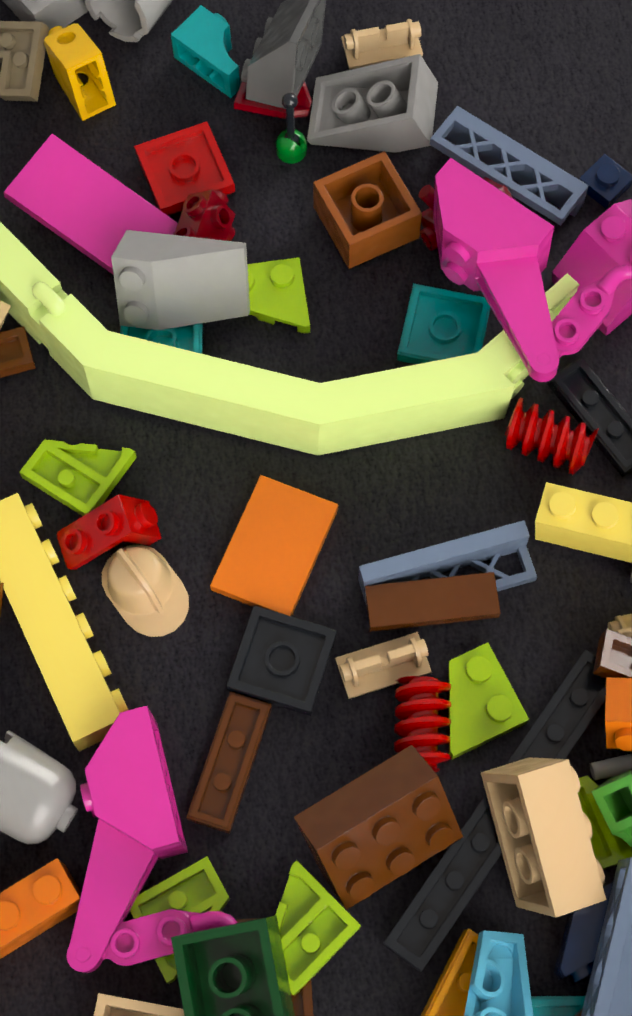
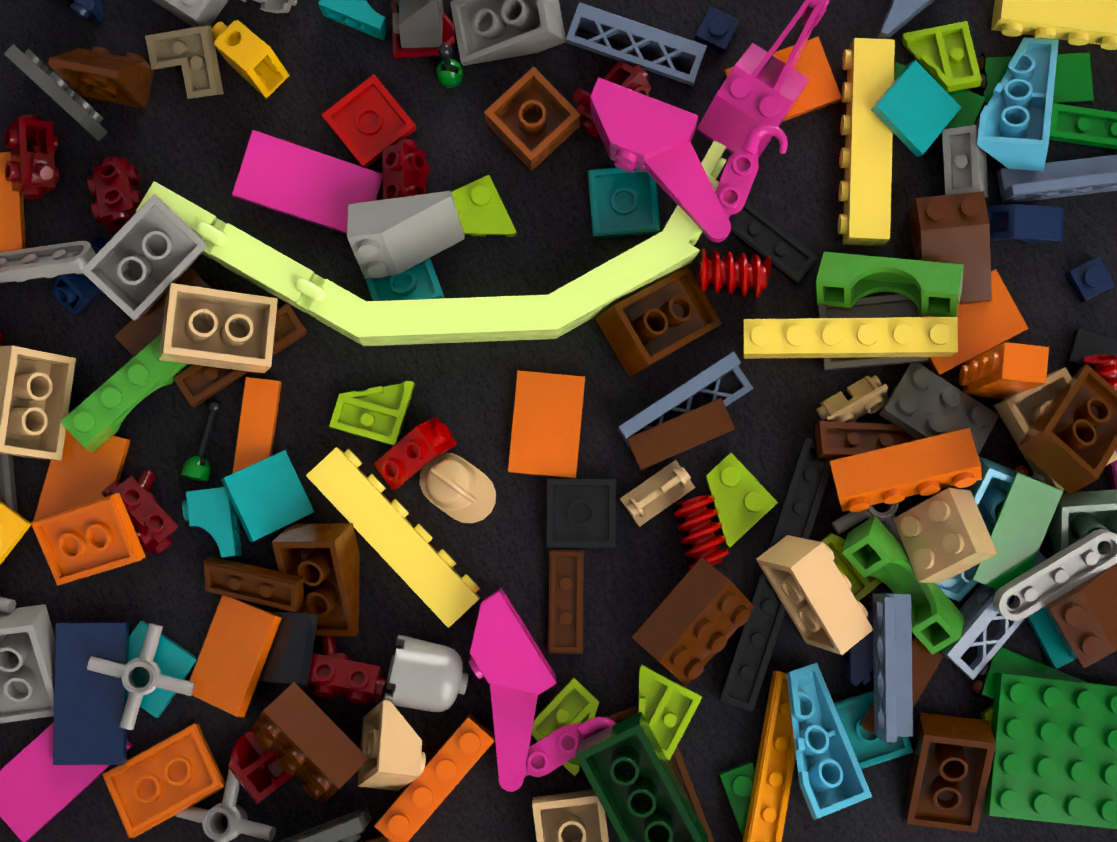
camera: 20 degrees left, 15 degrees up
(443, 466) = (658, 321): none -> reddish brown slope

